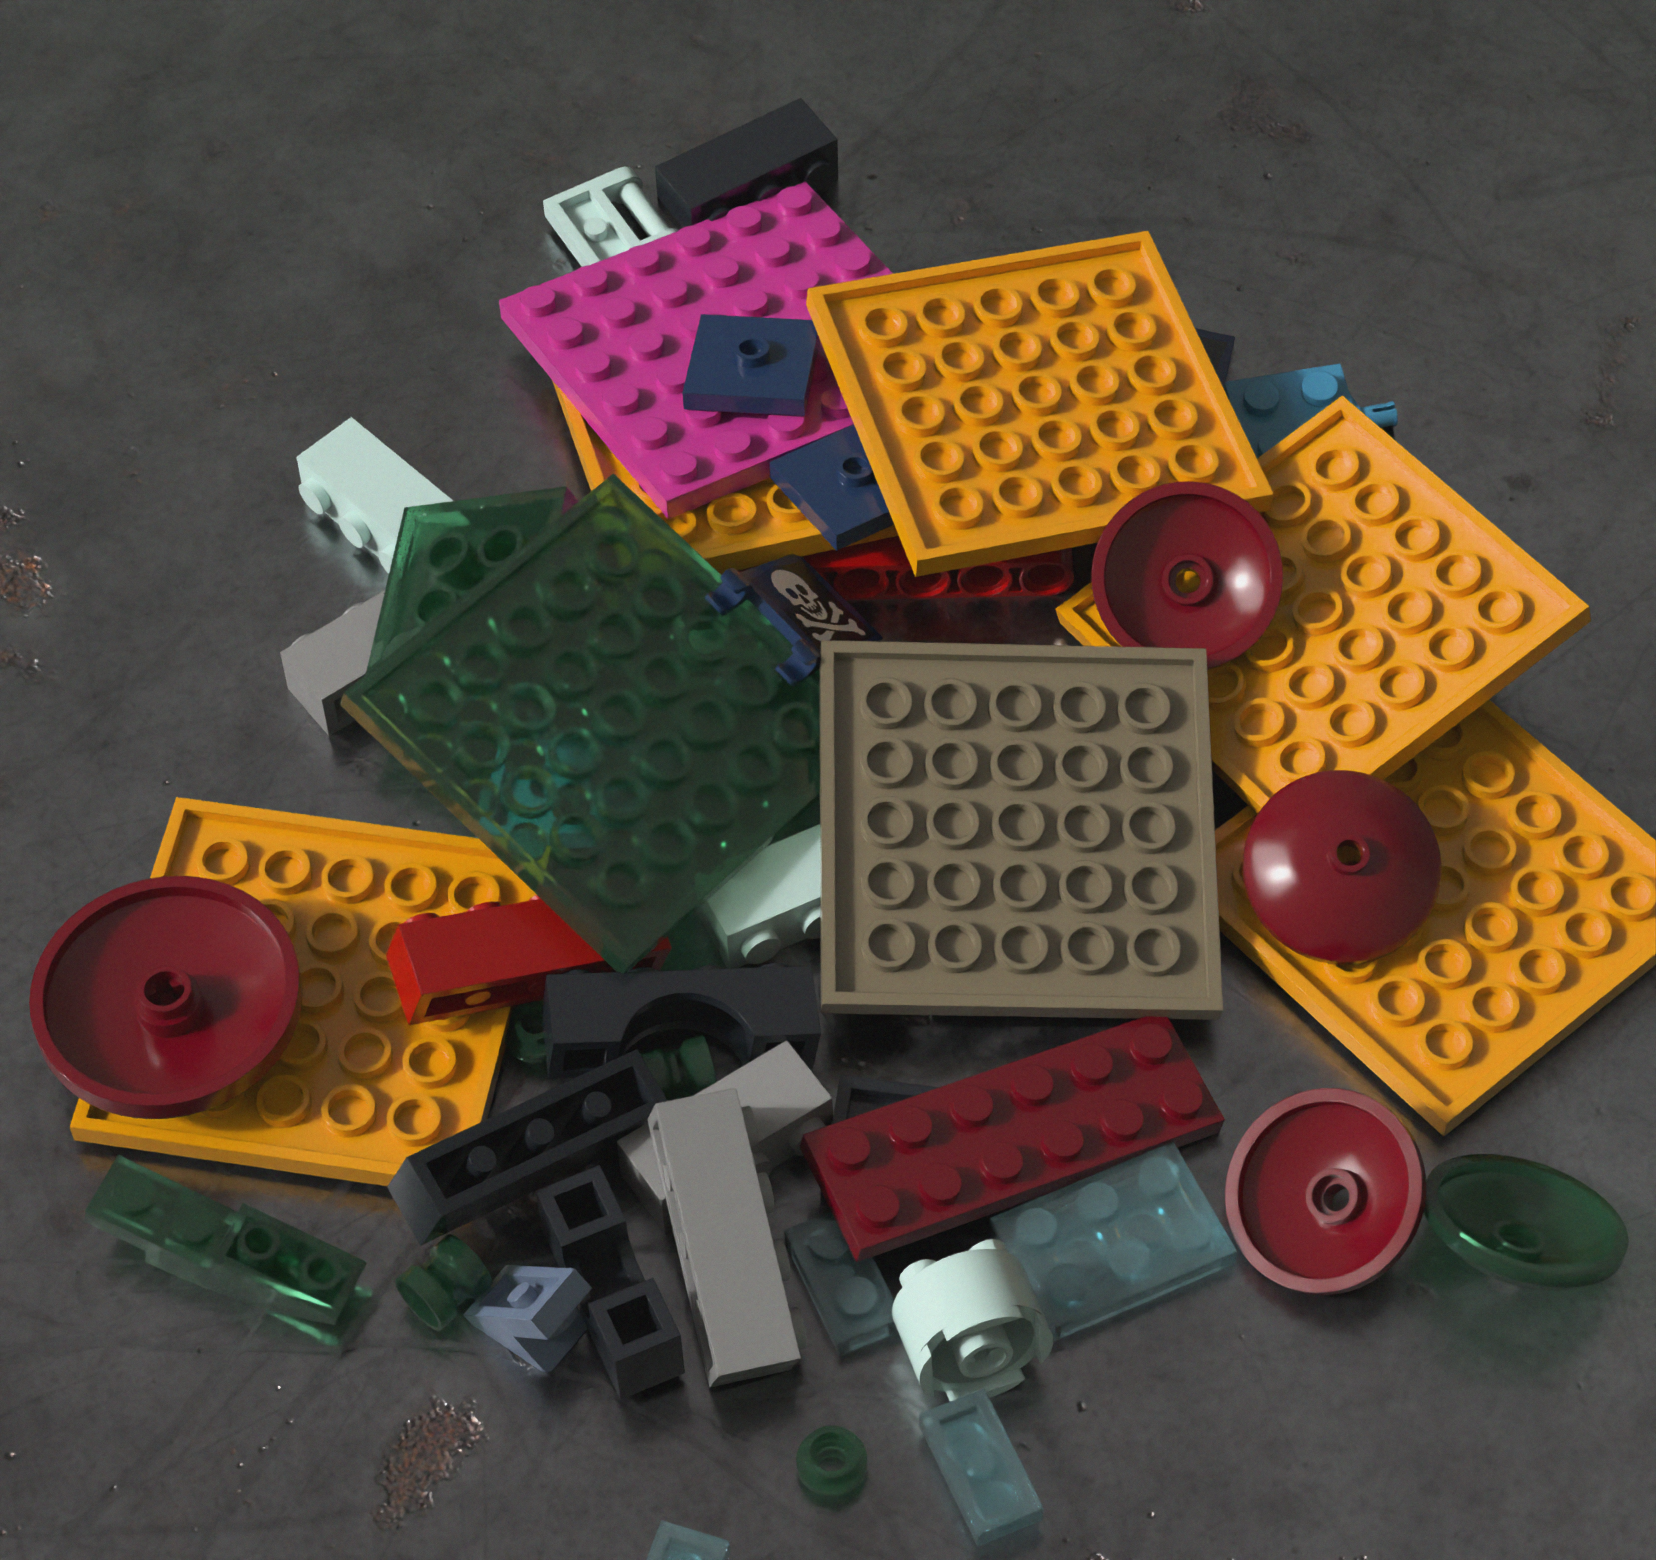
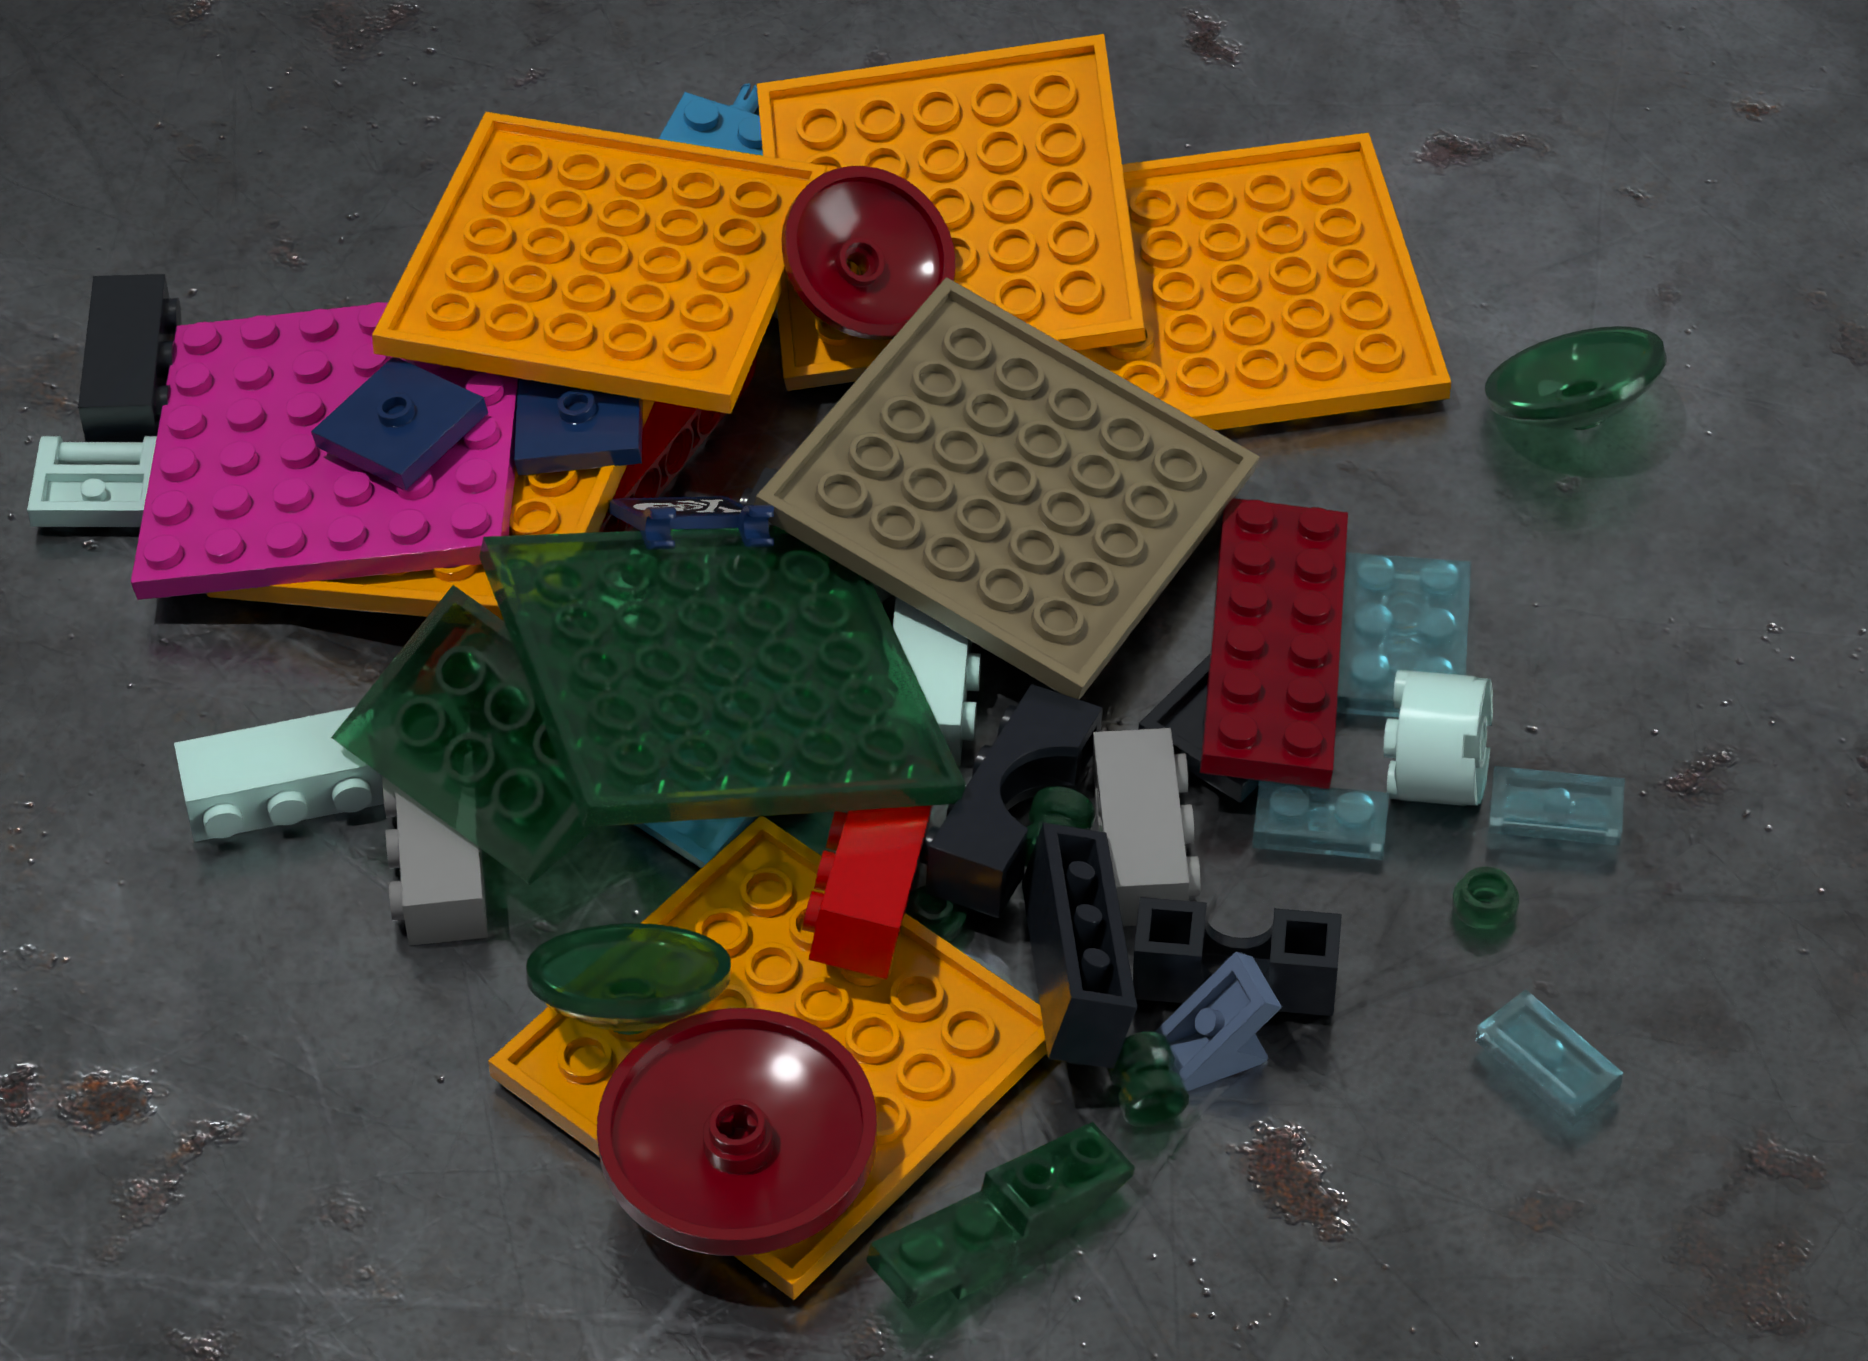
camera: 60 degrees left, 5 degrees down
(280, 833) = (628, 975): none -> clear green dish
(725, 1237) = (1257, 849): light grey brick -> none
(1286, 1184) = (1476, 432): dark red dish -> none
(1335, 908) = (1194, 315): dark red dish -> none

